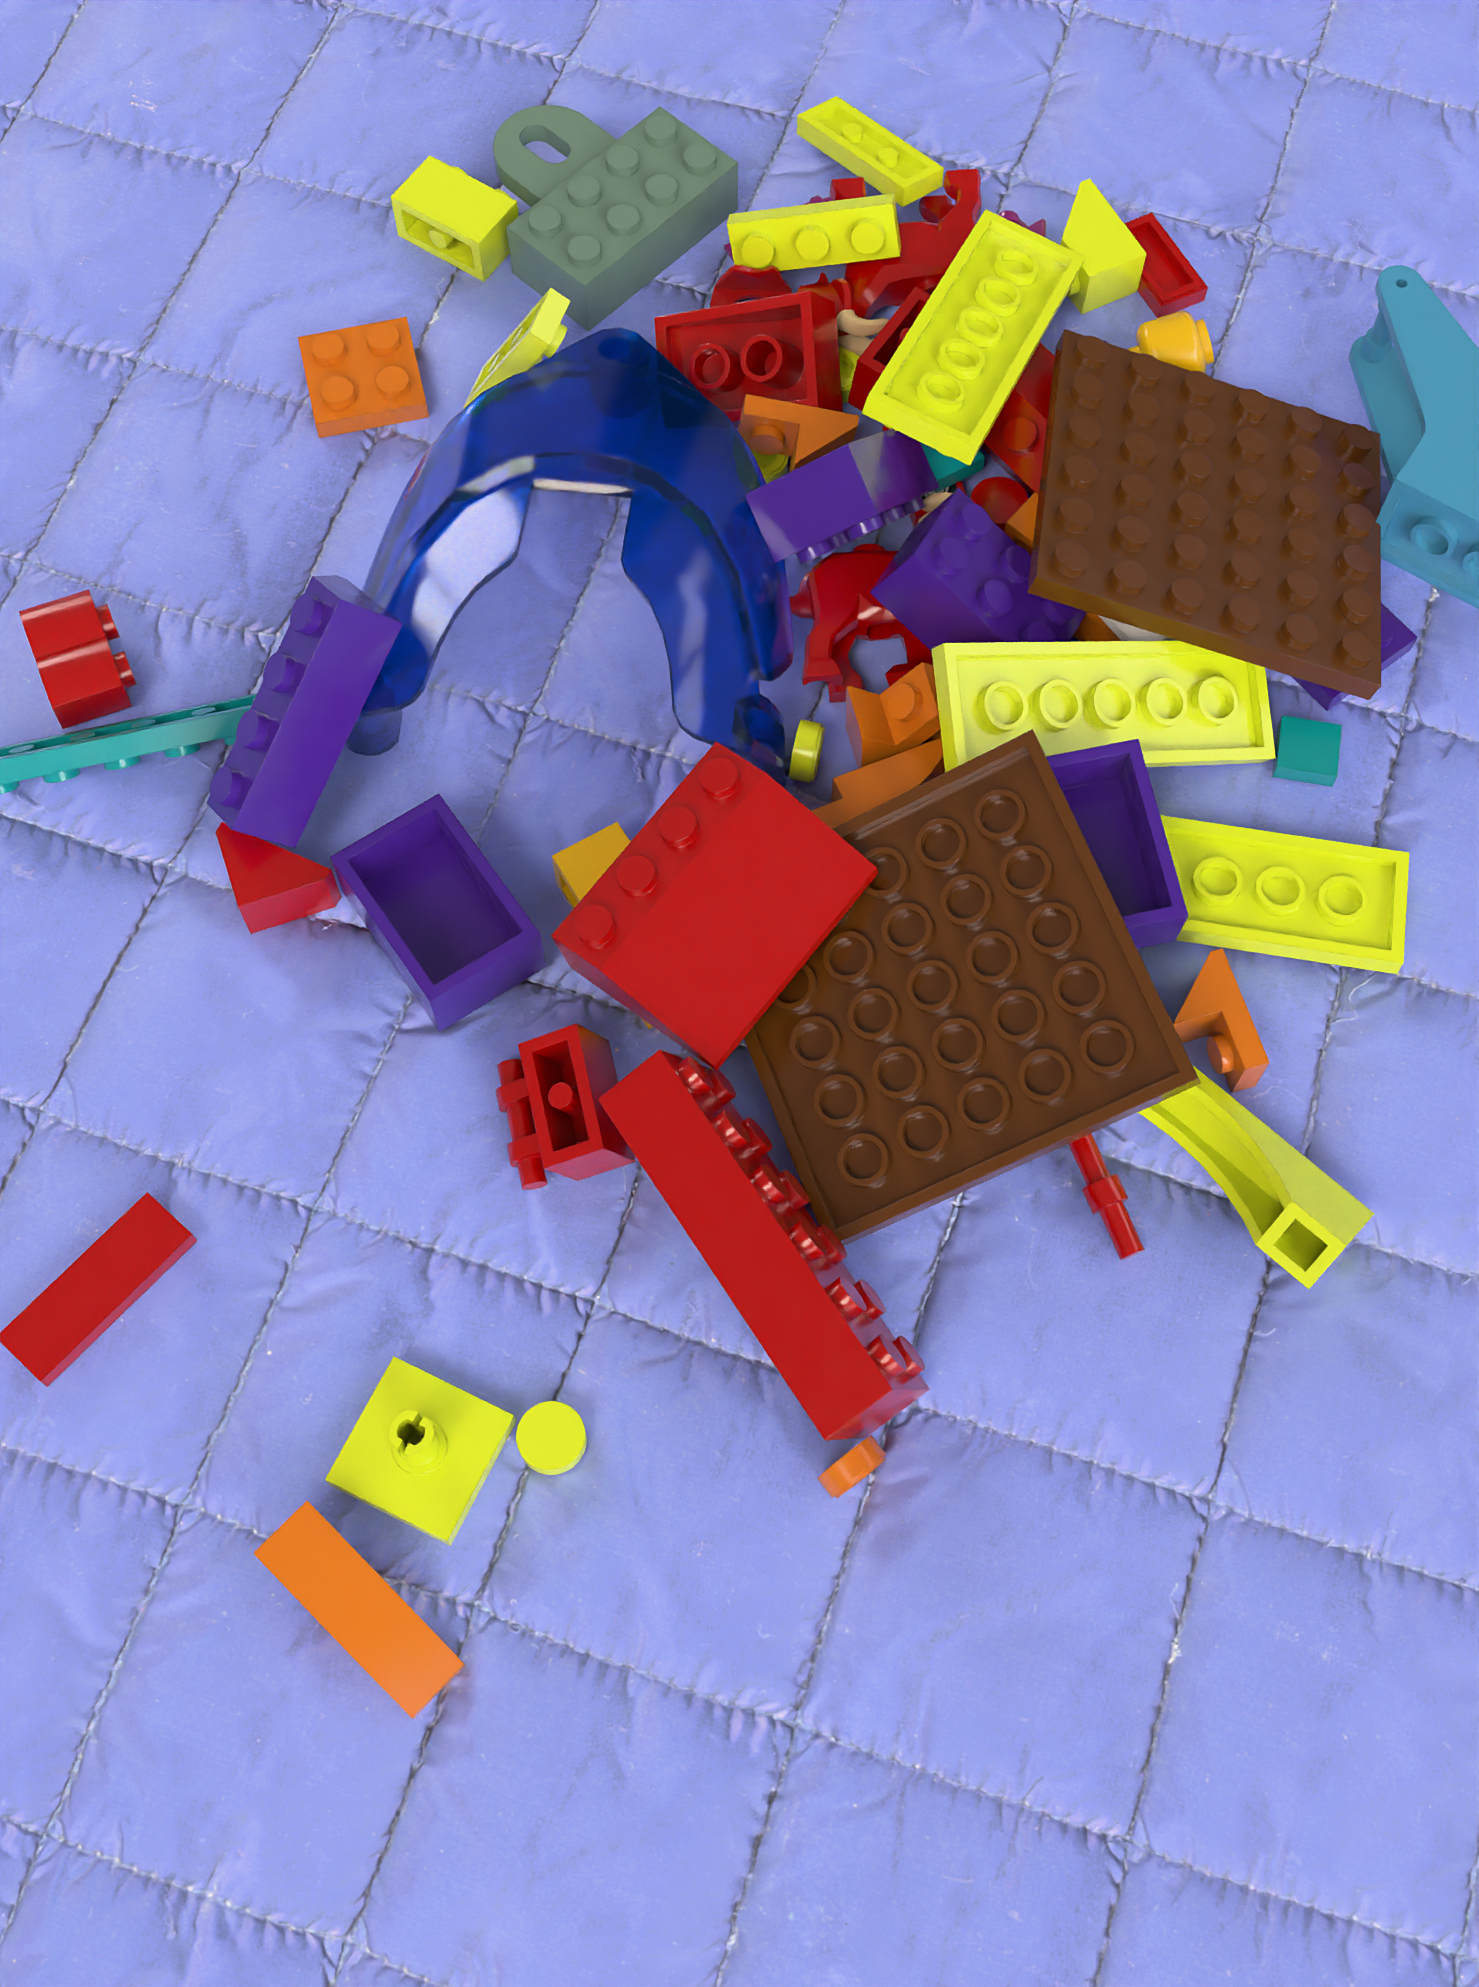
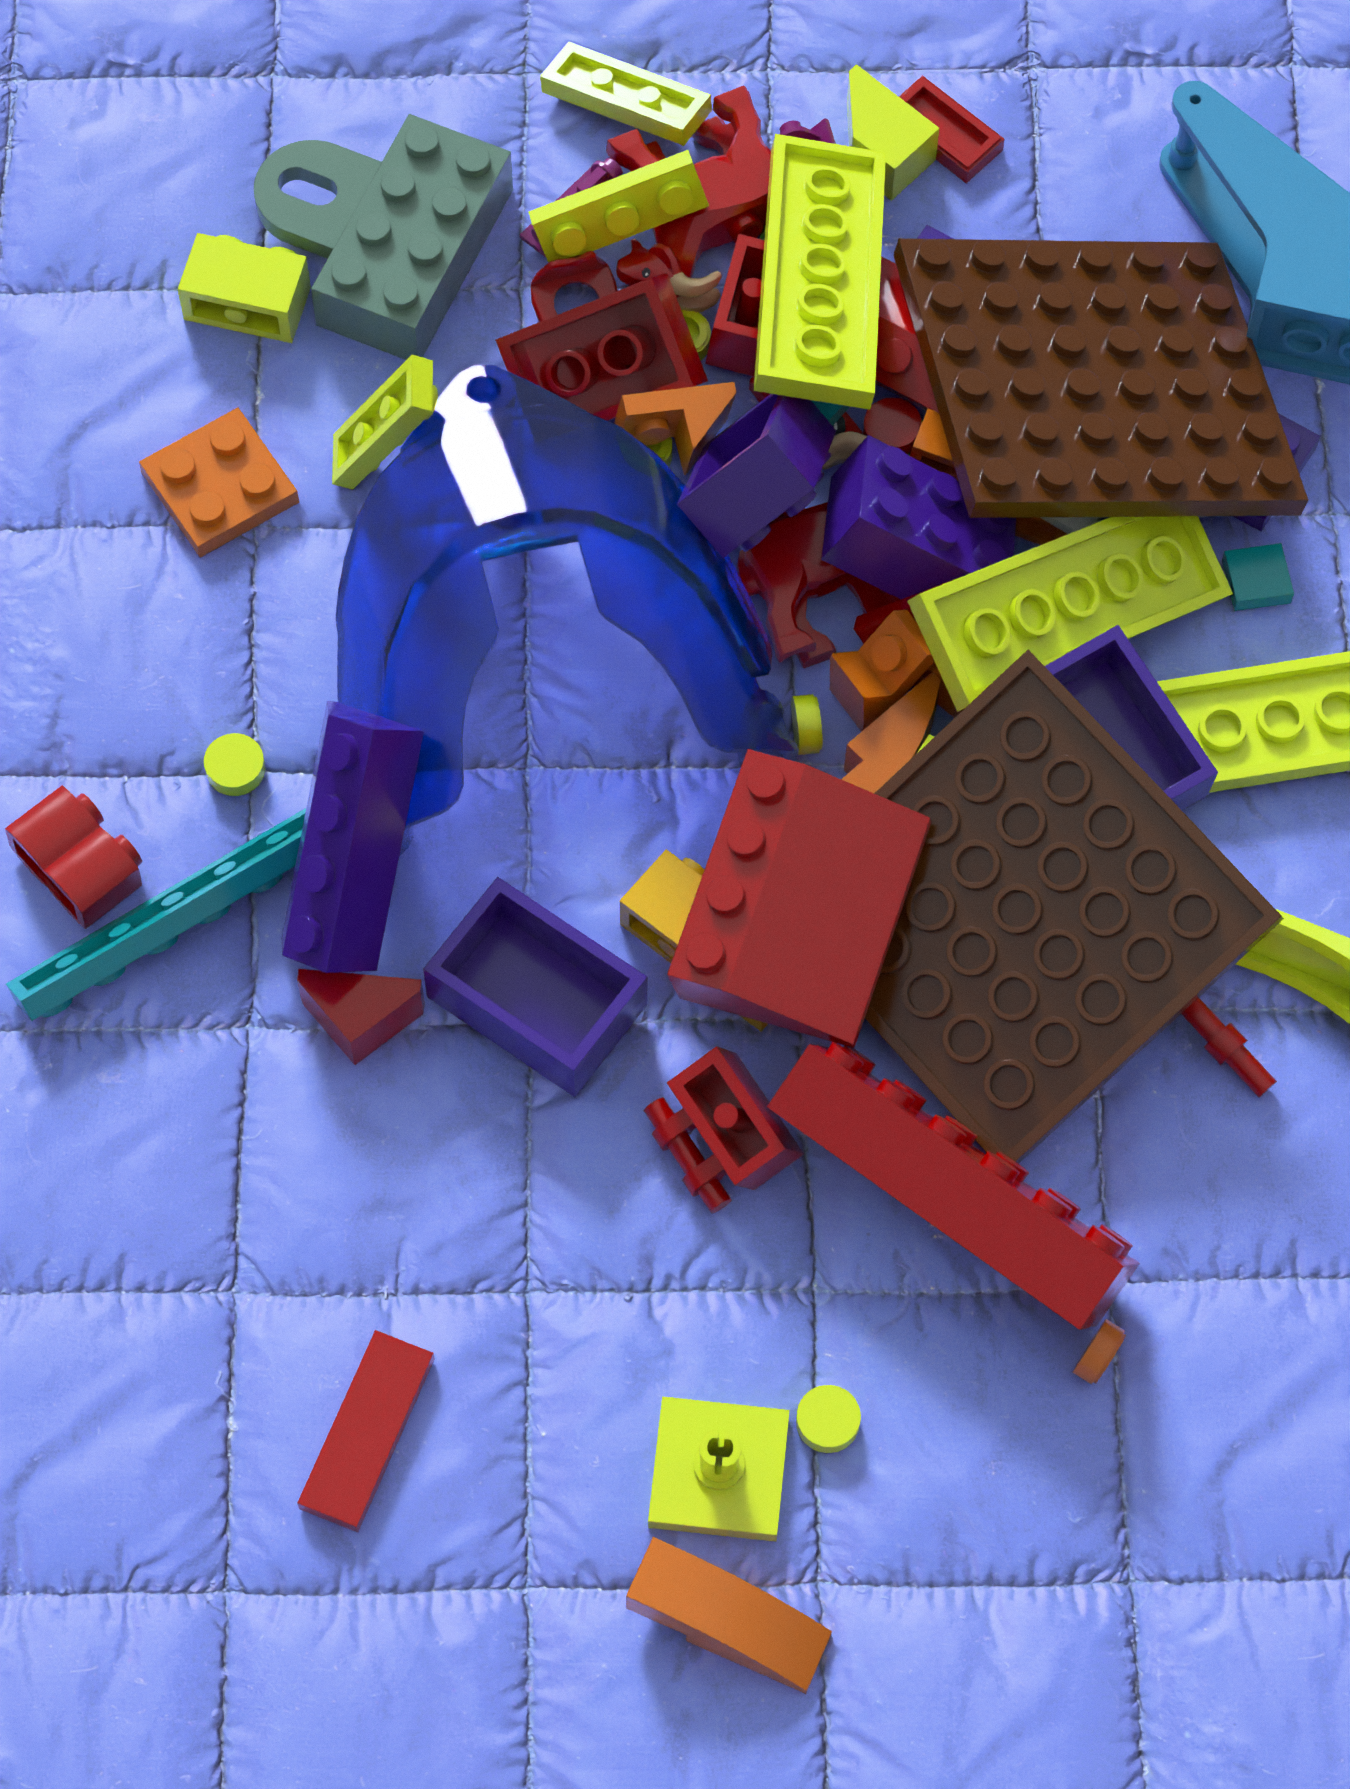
camera: 20 degrees left, 0 degrees up
(260, 623) = (234, 764): none -> neon yellow tile
(1176, 341) = (996, 213): yellow head -> none
(1219, 1011) = (1267, 847): orange slope -> none

